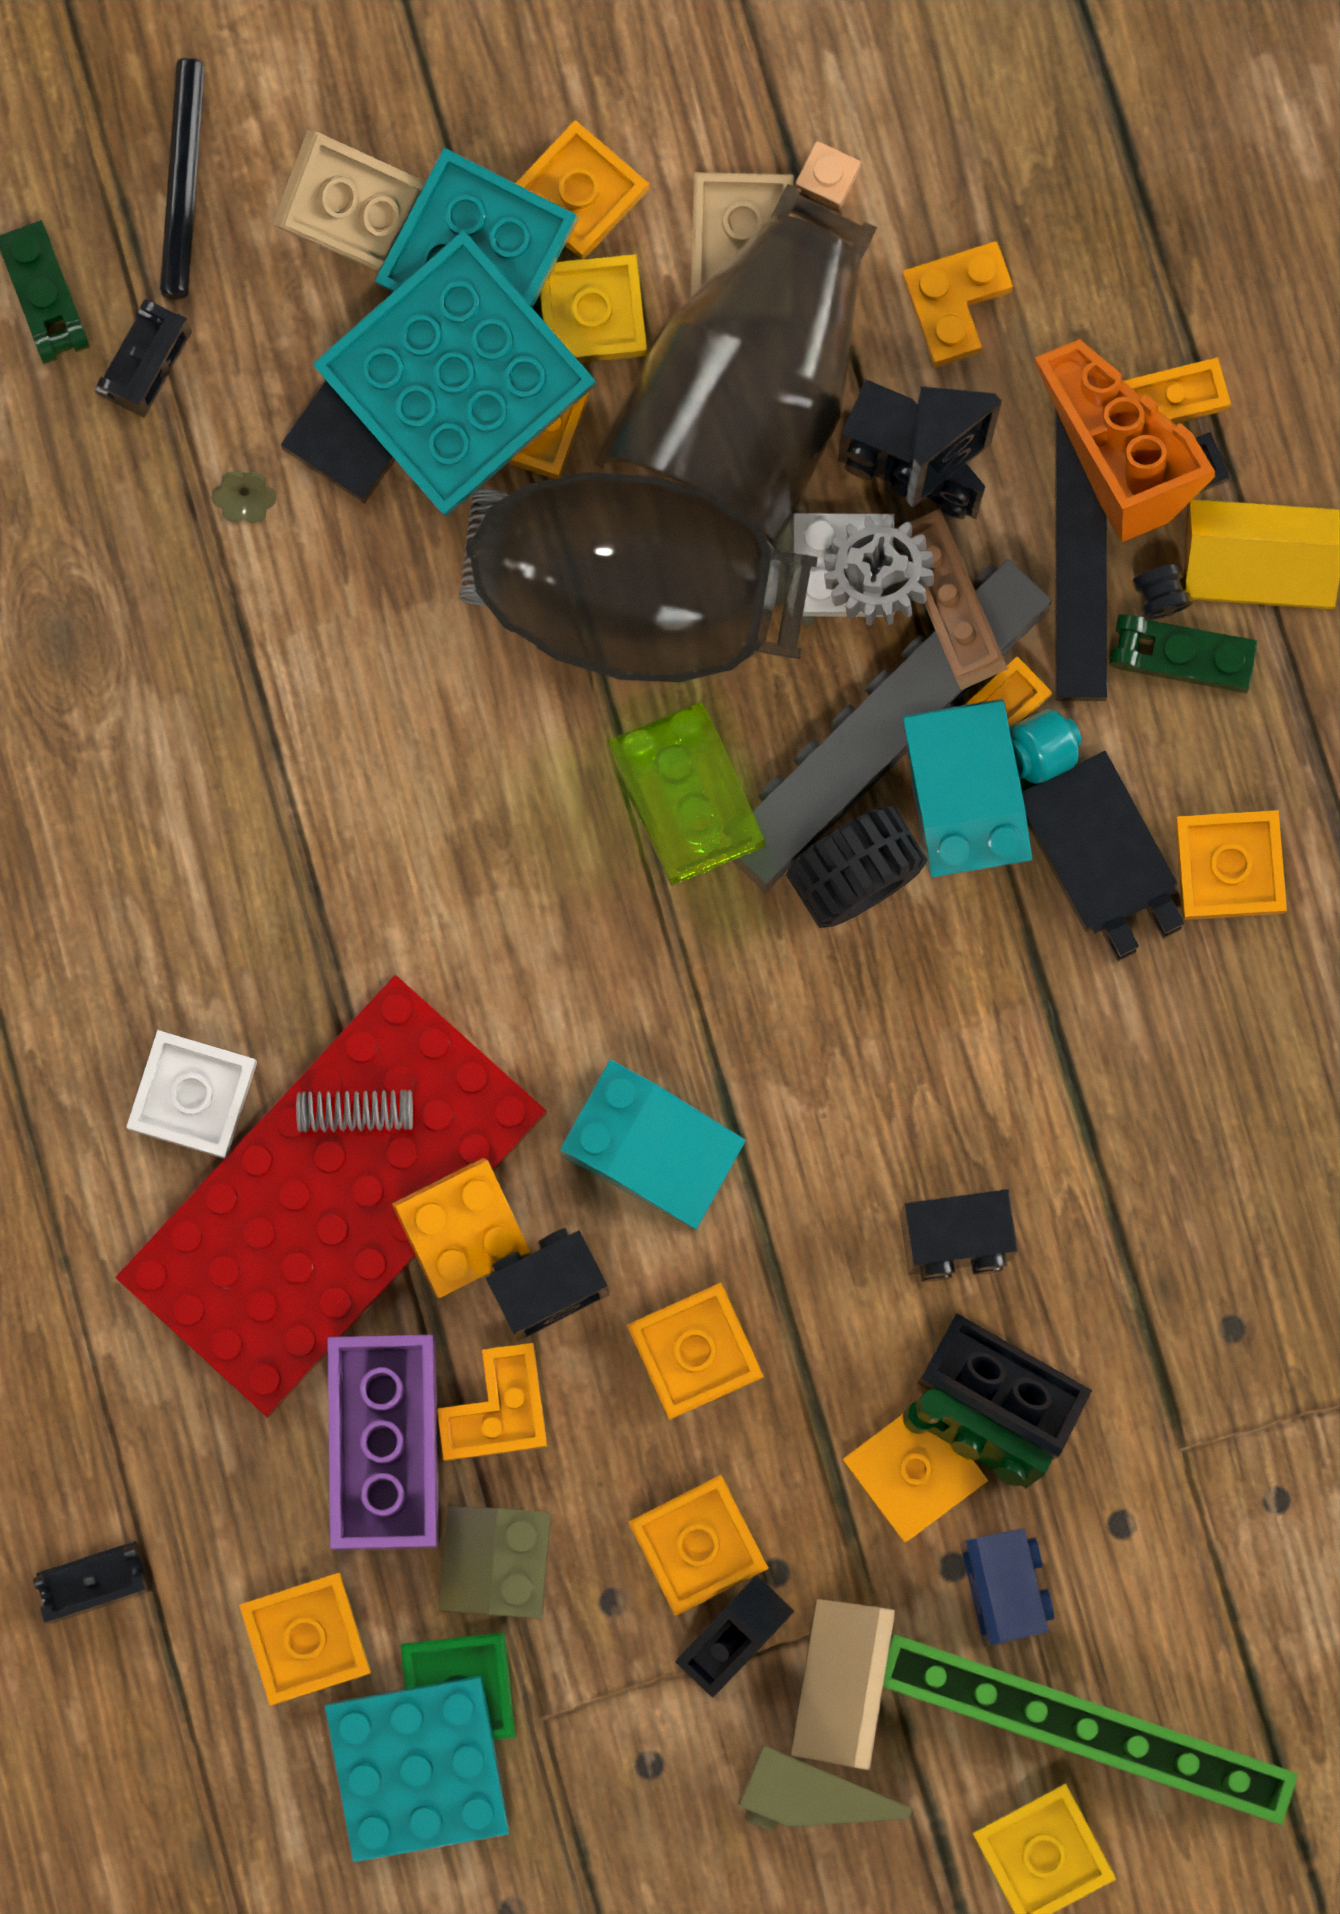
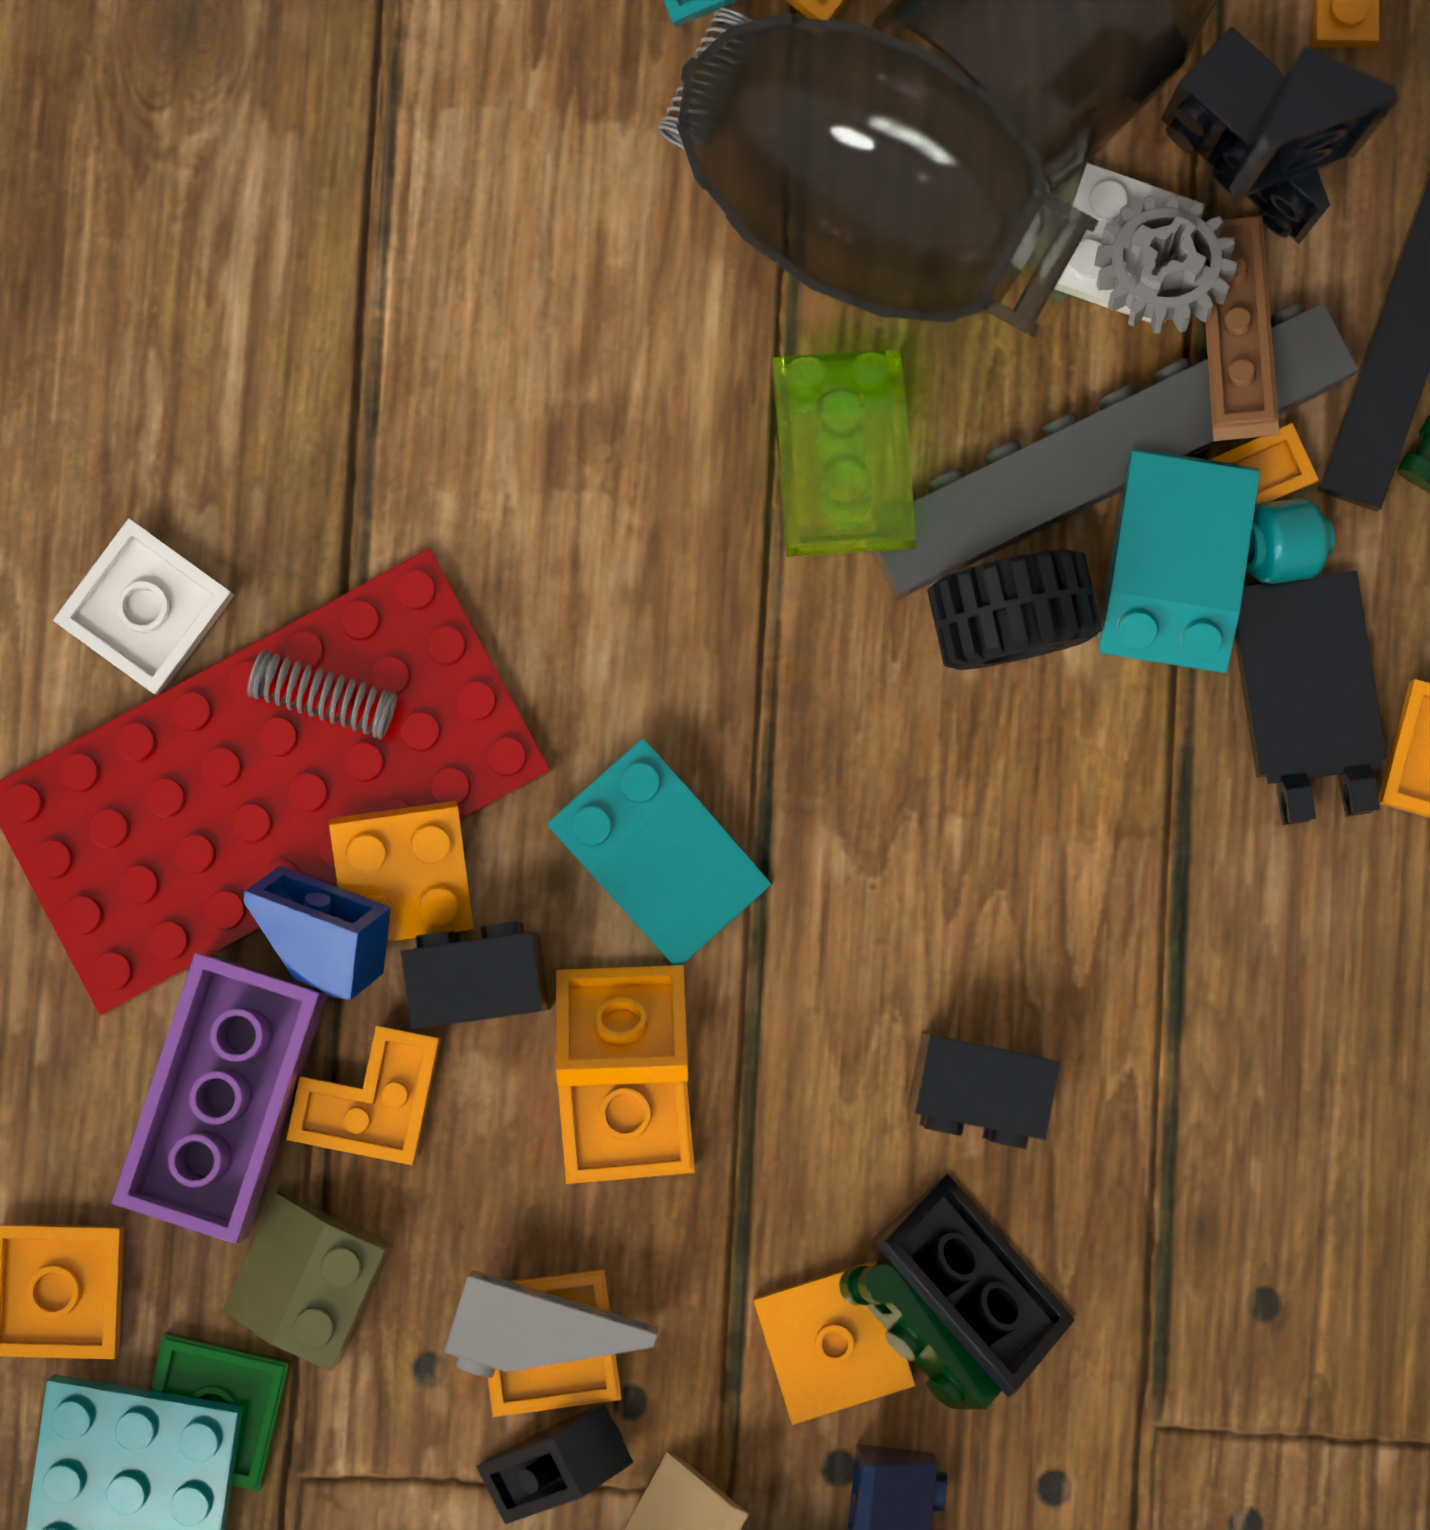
camera: 20 degrees right, 5 degrees up
(418, 1289) = (321, 931): none -> blue slope
(669, 1283) = (621, 1026): none -> light orange plate
(674, 1535) = (527, 1328): none -> light grey slope

